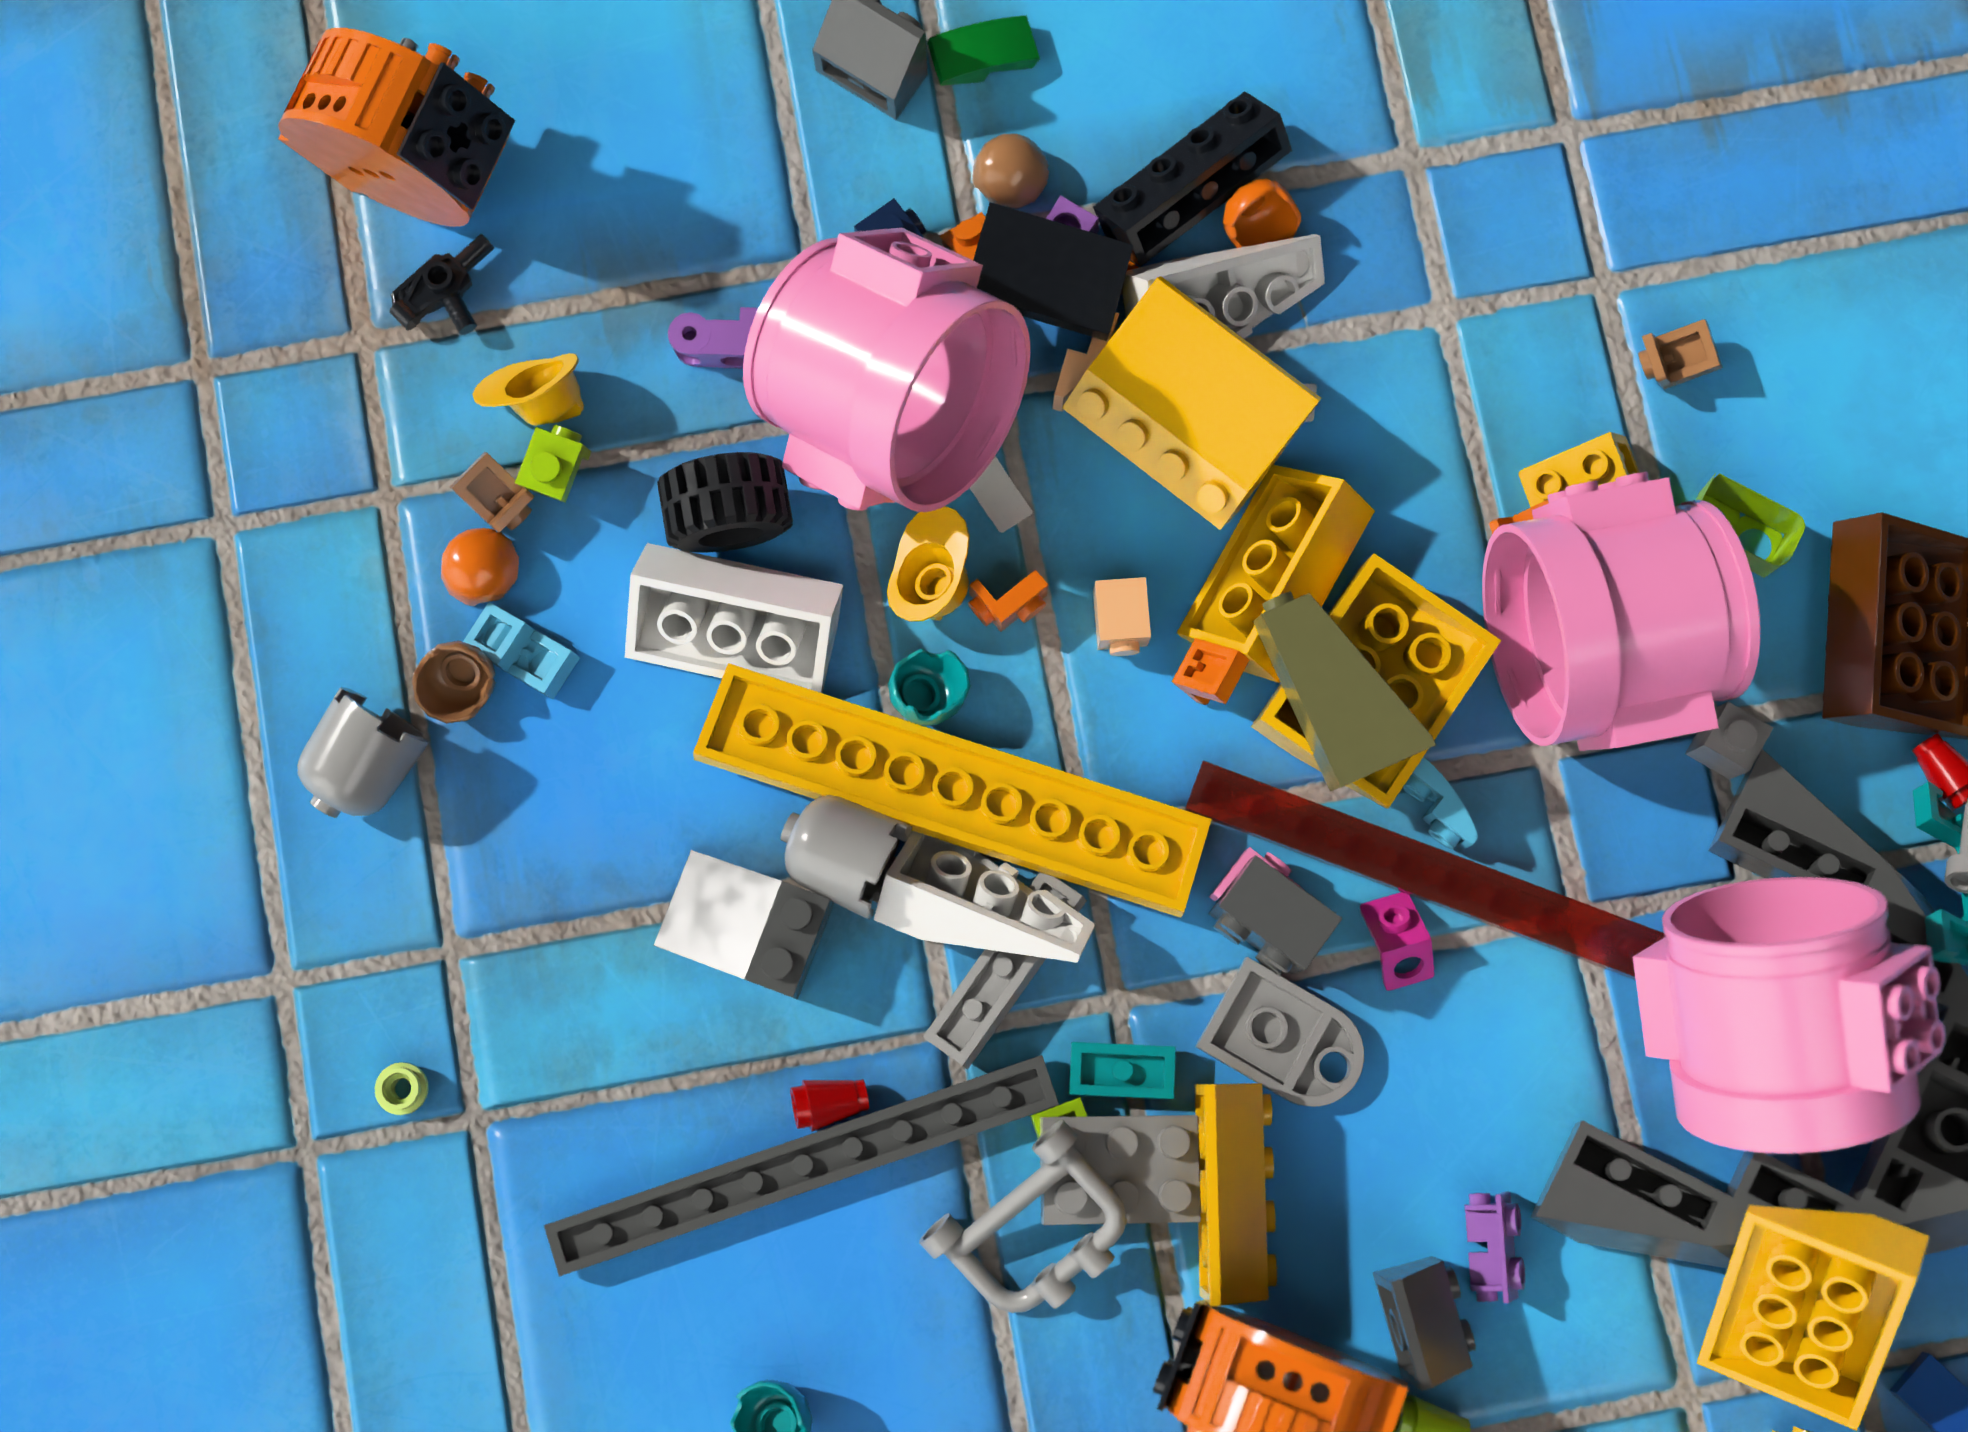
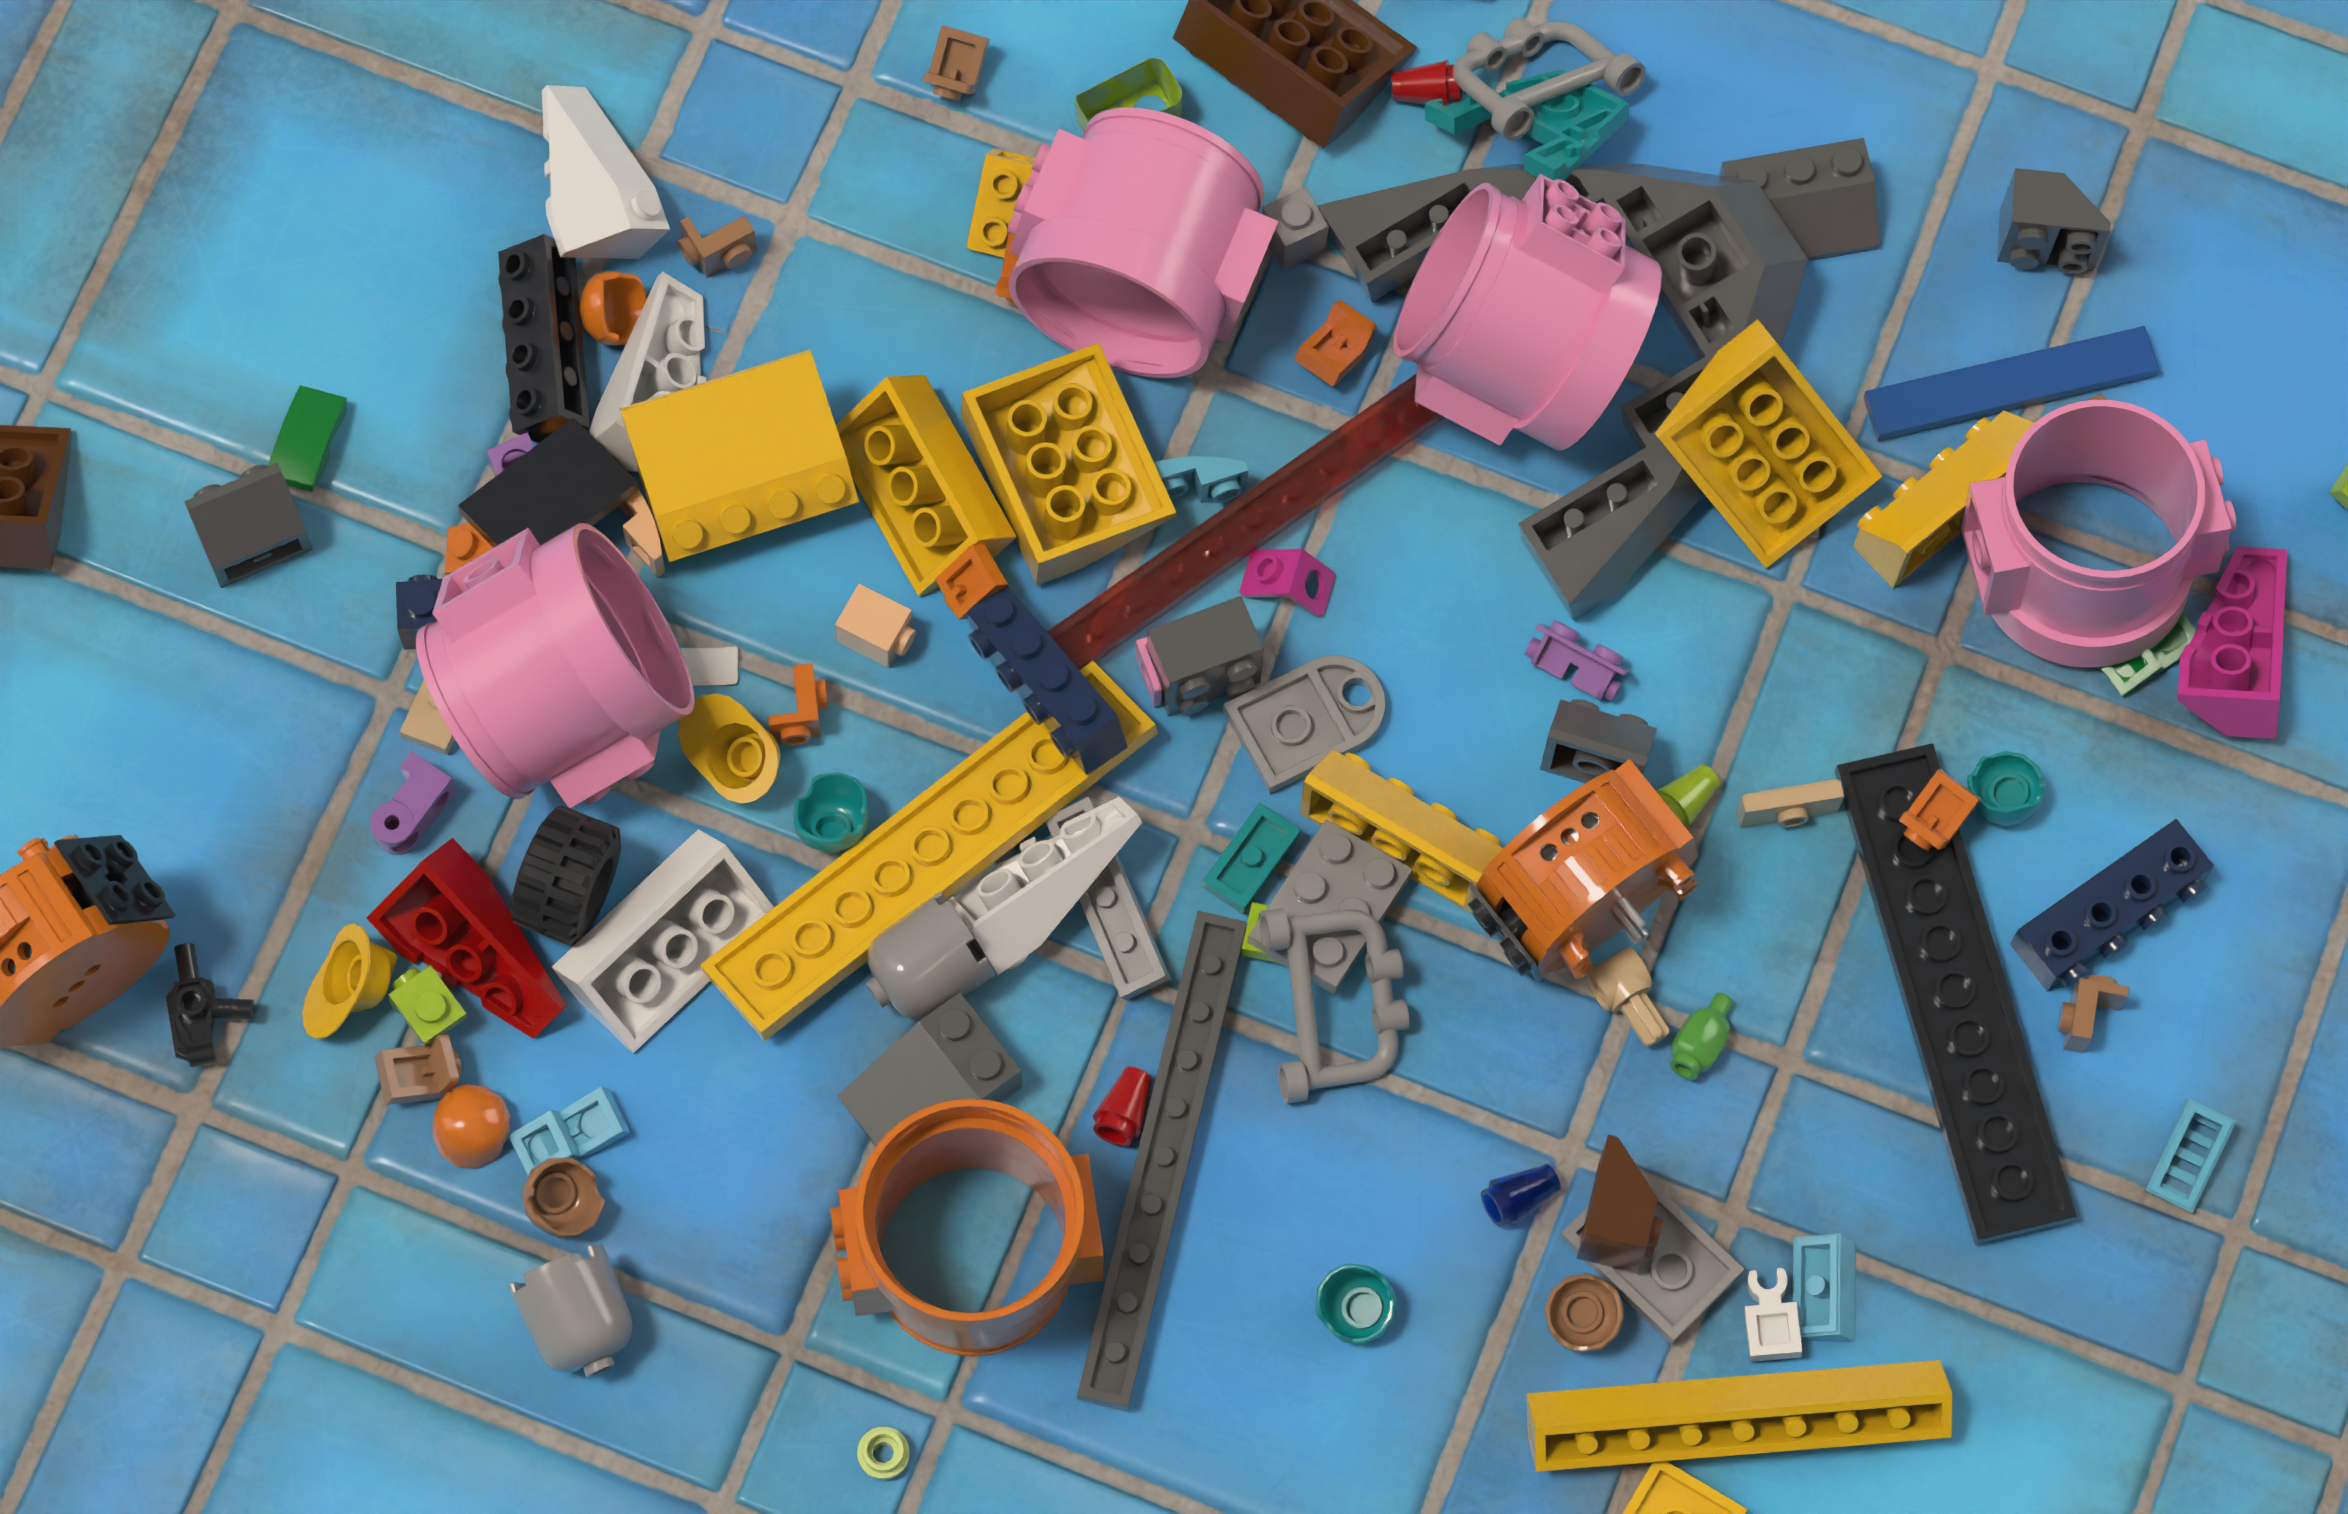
camera: 60 degrees left, 10 degrees down
(500, 1055) = (949, 1139): none -> orange cylinder
(642, 433) = (462, 928): none -> red wedge
(1010, 171) = (428, 482): medium nougat hair -> none
(1157, 802) = (1046, 680): none -> dark blue brick
(1336, 694) = (1057, 489): olive slope -> none
(1358, 131) = (598, 189): none -> white wedge
(1376, 271) = (721, 249): none -> medium nougat bracket
(1646, 846) = (1337, 344): none -> orange bracket

